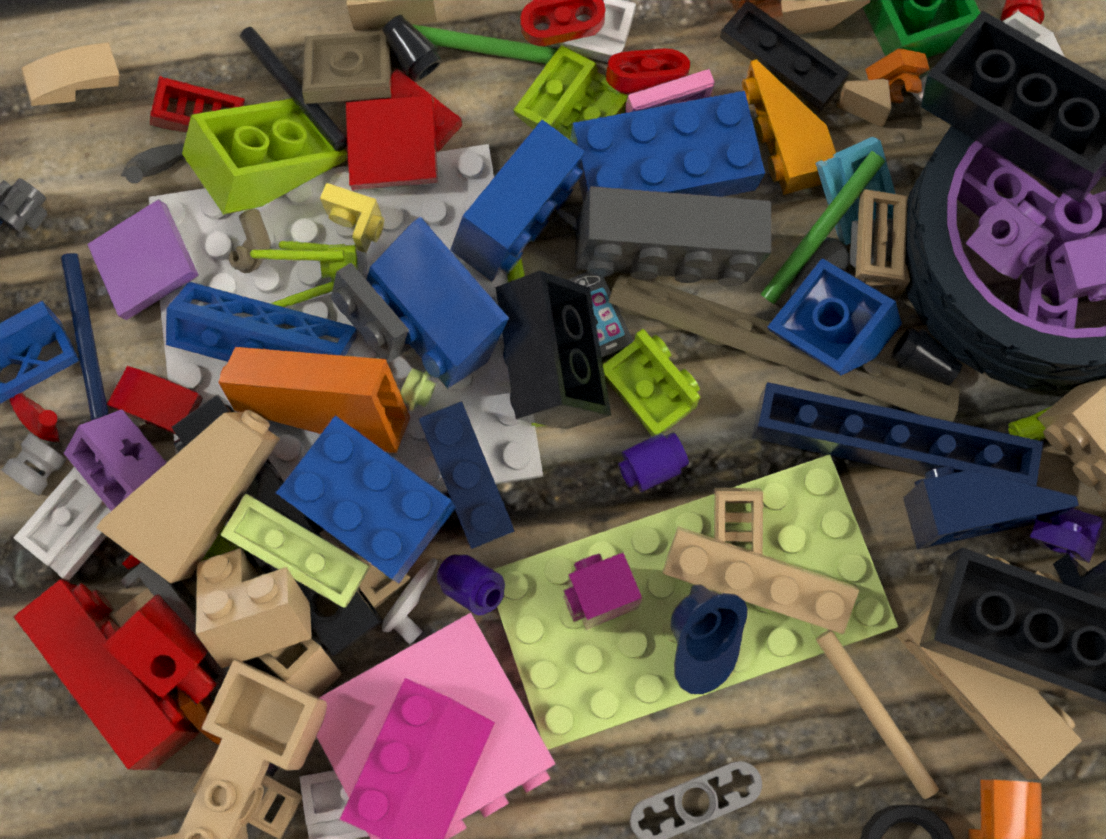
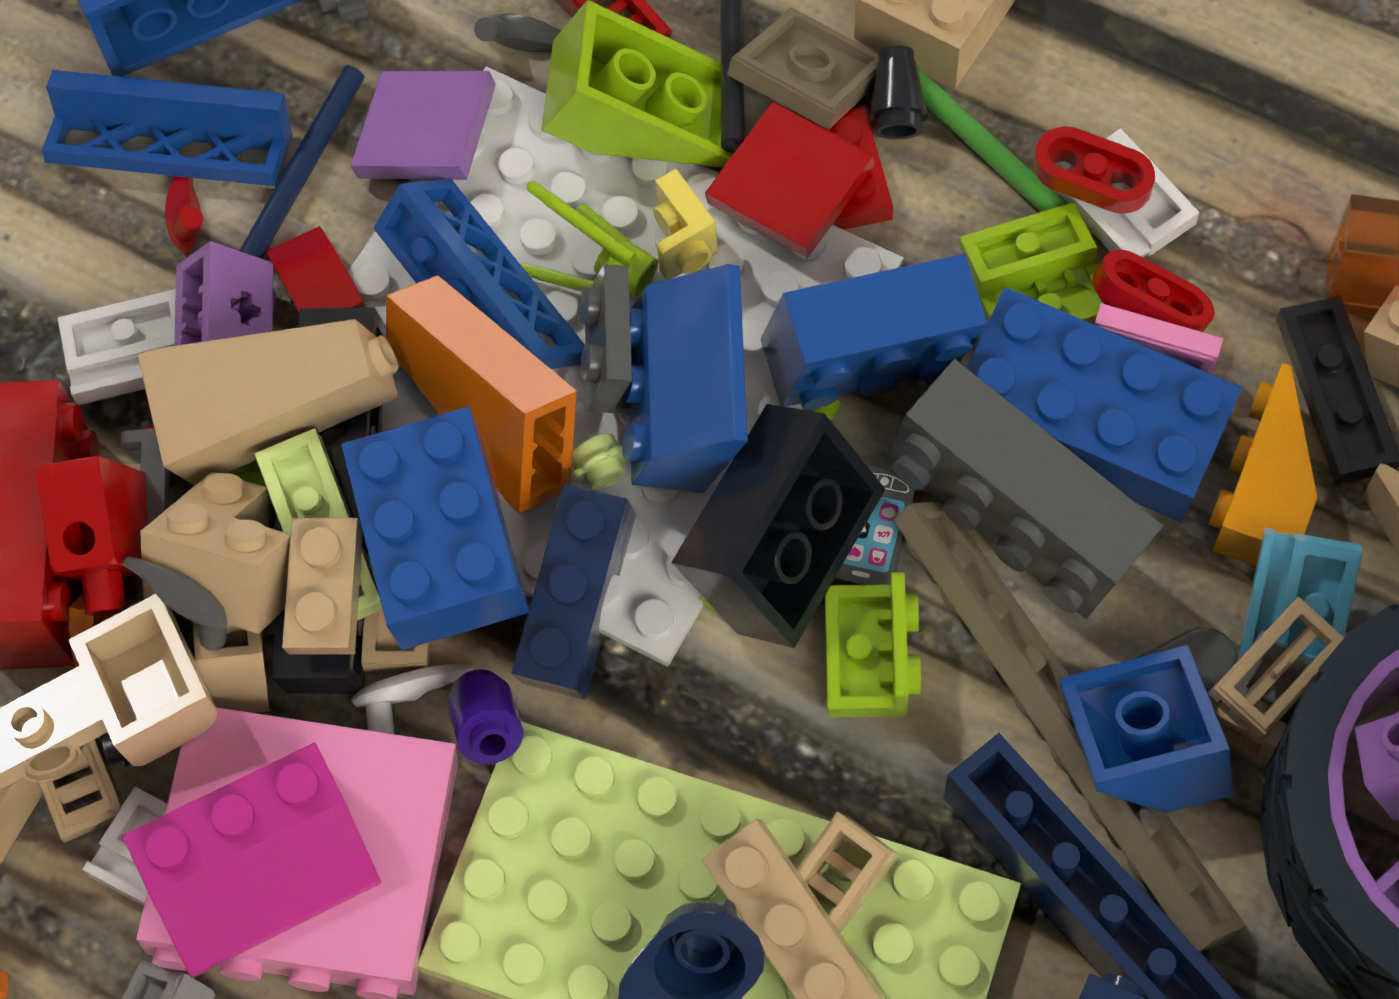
camera: 40 degrees right, 10 degrees down
(41, 456) = (153, 253): light grey wheel -> none
(252, 652) = (185, 598): none -> dark grey bar
(256, 238) = (560, 181): dark tan arm -> none
(328, 582) = (323, 586): none -> tan plate
(601, 590) = (611, 820): magenta brick -> none
(653, 461) = (801, 736): dark purple brick -> none
(823, 227) = (1218, 611): bright green bar -> none
(926, 357) = (1232, 857): black cone -> none

